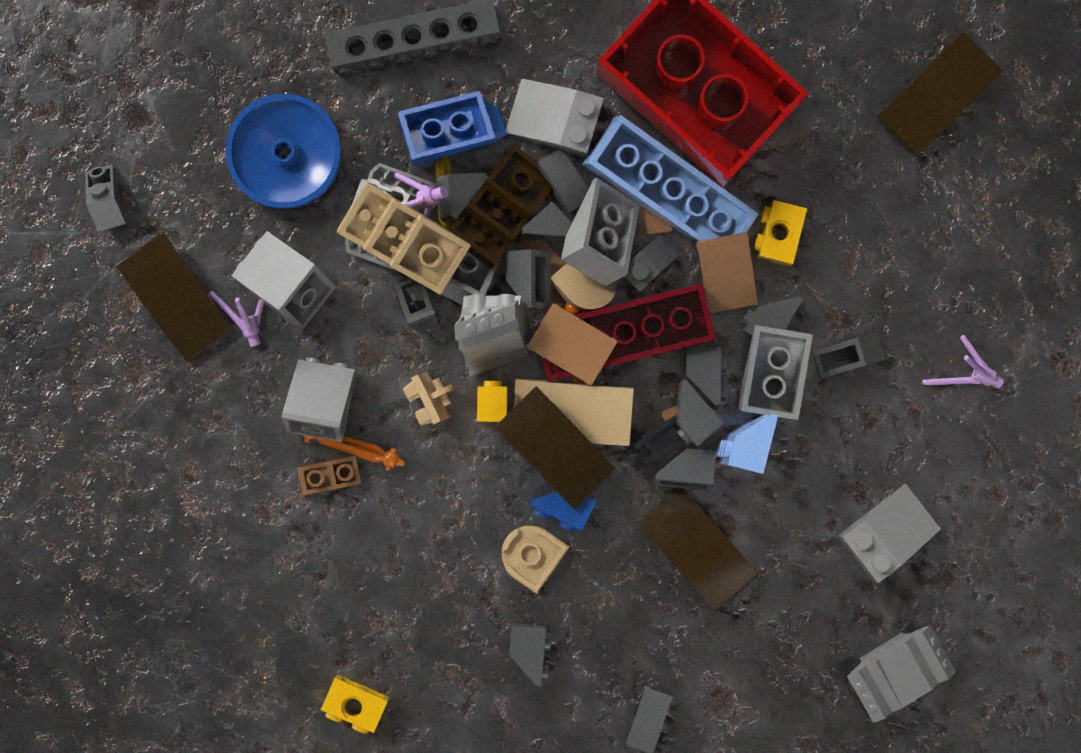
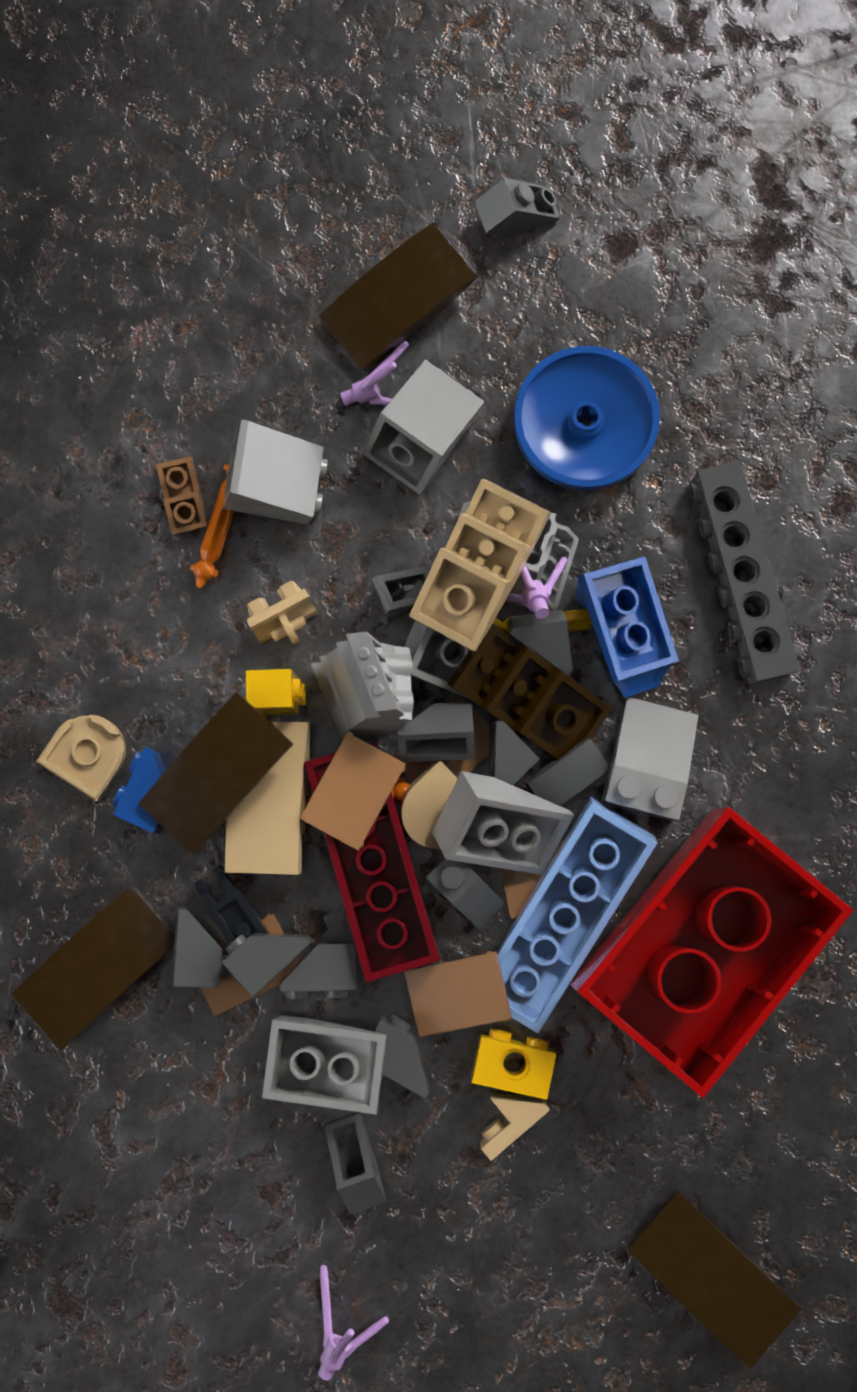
camera: 90 degrees right, 5 degrees down
(748, 444) = (221, 1031): light blue slope -> none
(818, 229) = (520, 1115): none -> tan slope
(889, 534) = (118, 1228): light grey slope -> none

